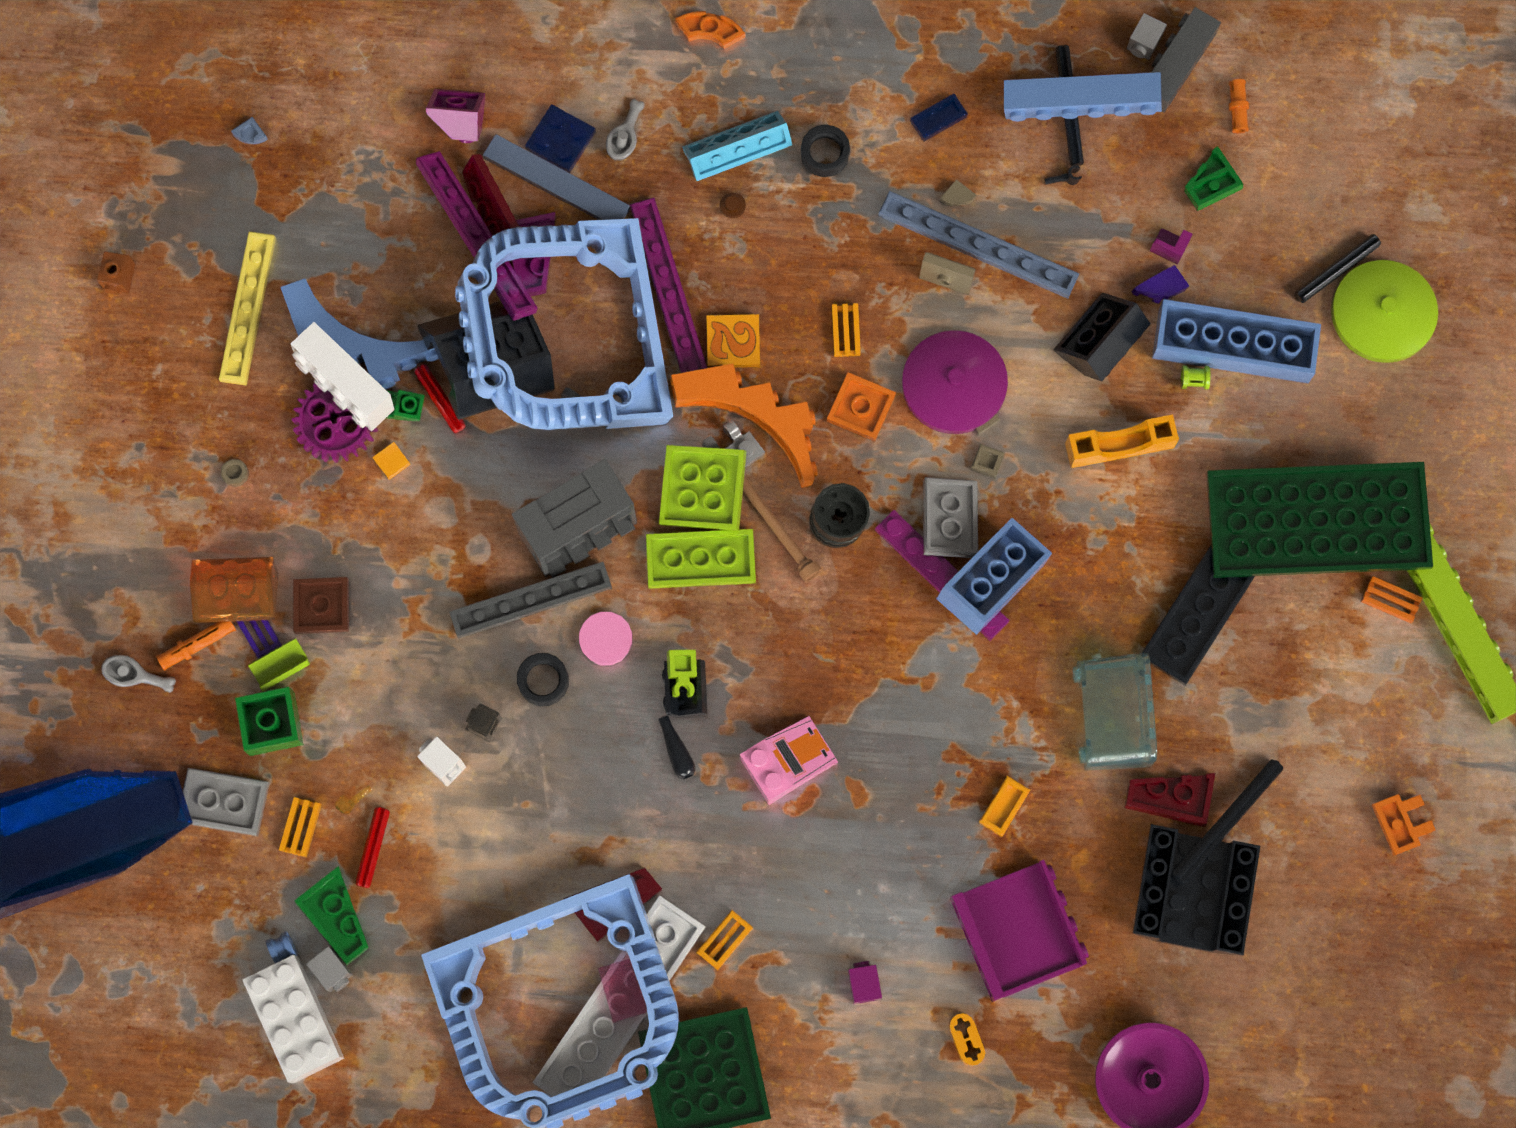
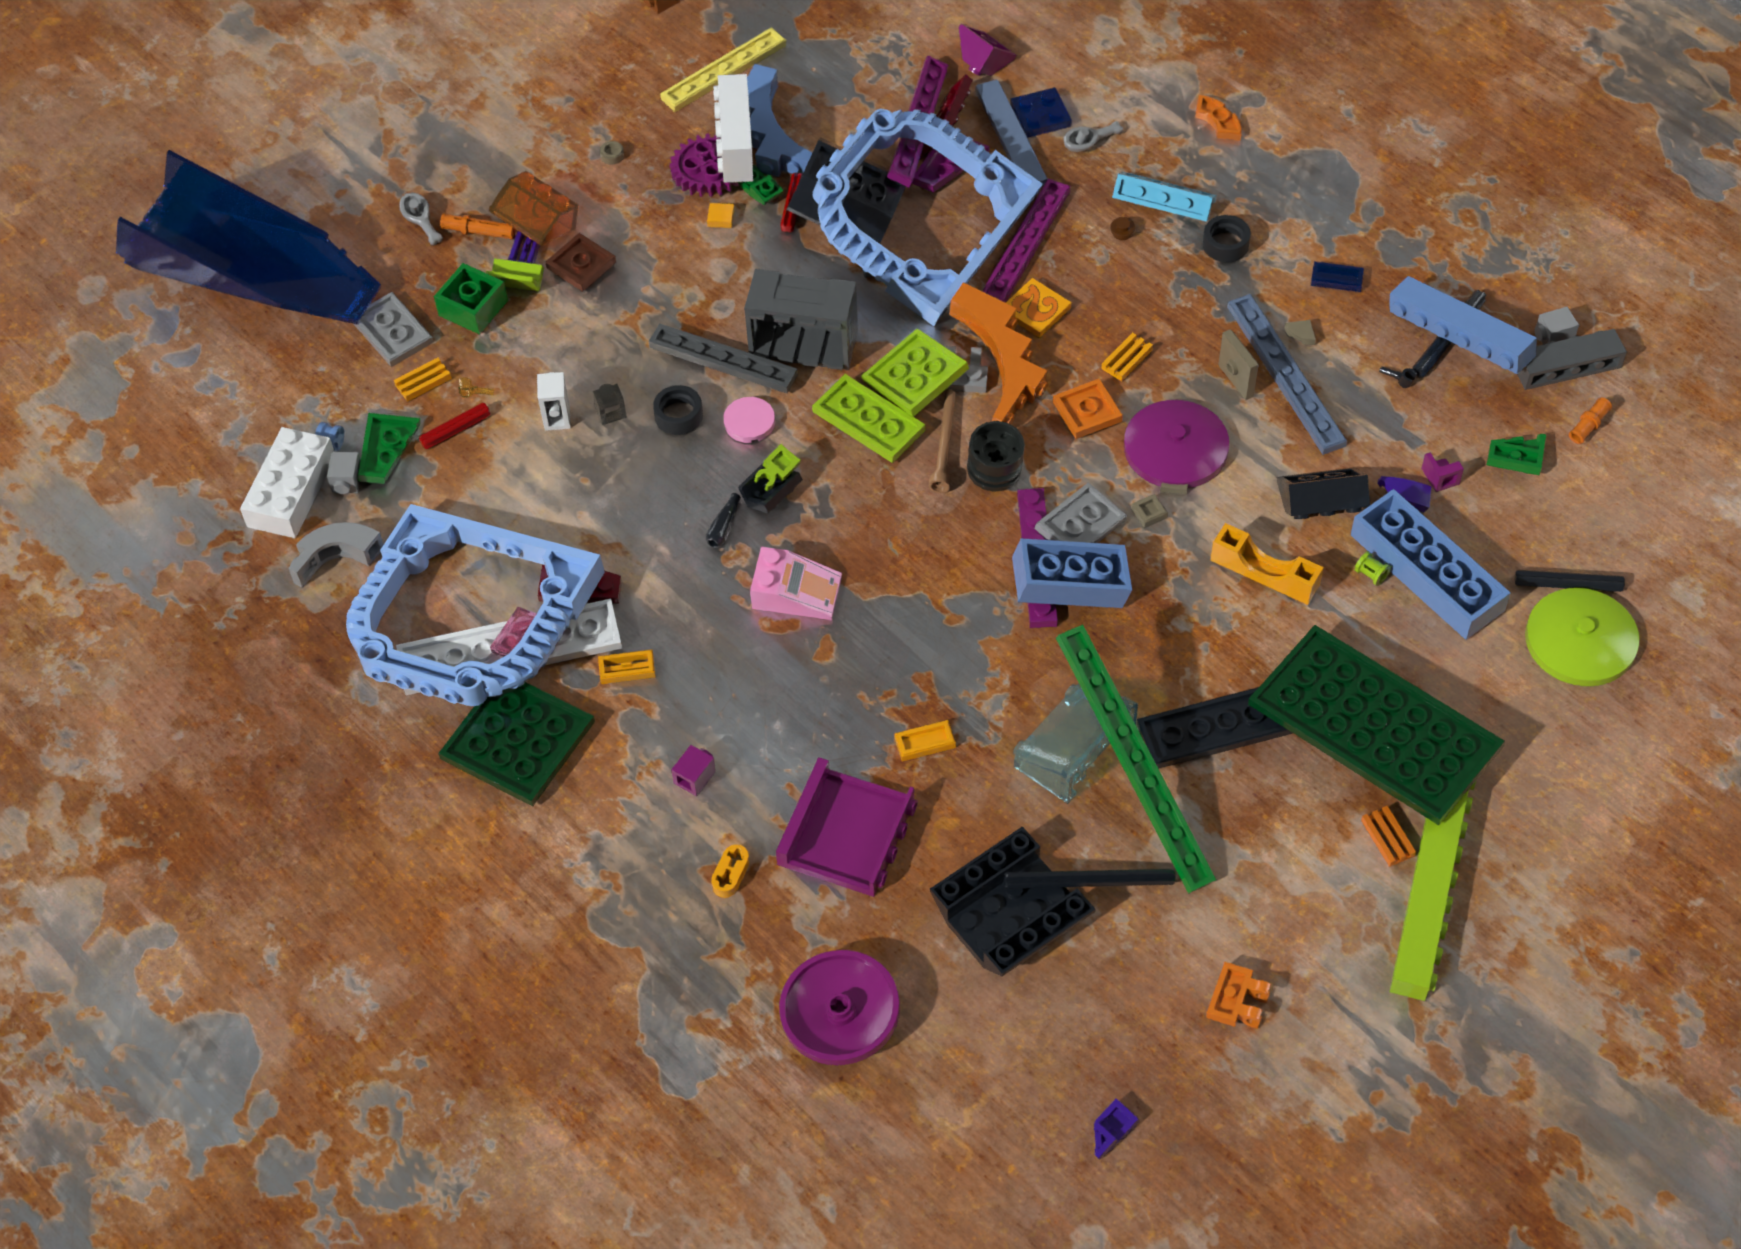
camera: 45 degrees right, 20 degrees down
(387, 1035) = (333, 542): none -> light grey arch
(1176, 798) = (1064, 837): dark red wing -> none
(1187, 701) = (1135, 759): none -> green plate
(1404, 996) = (1112, 1127): none -> dark purple slope

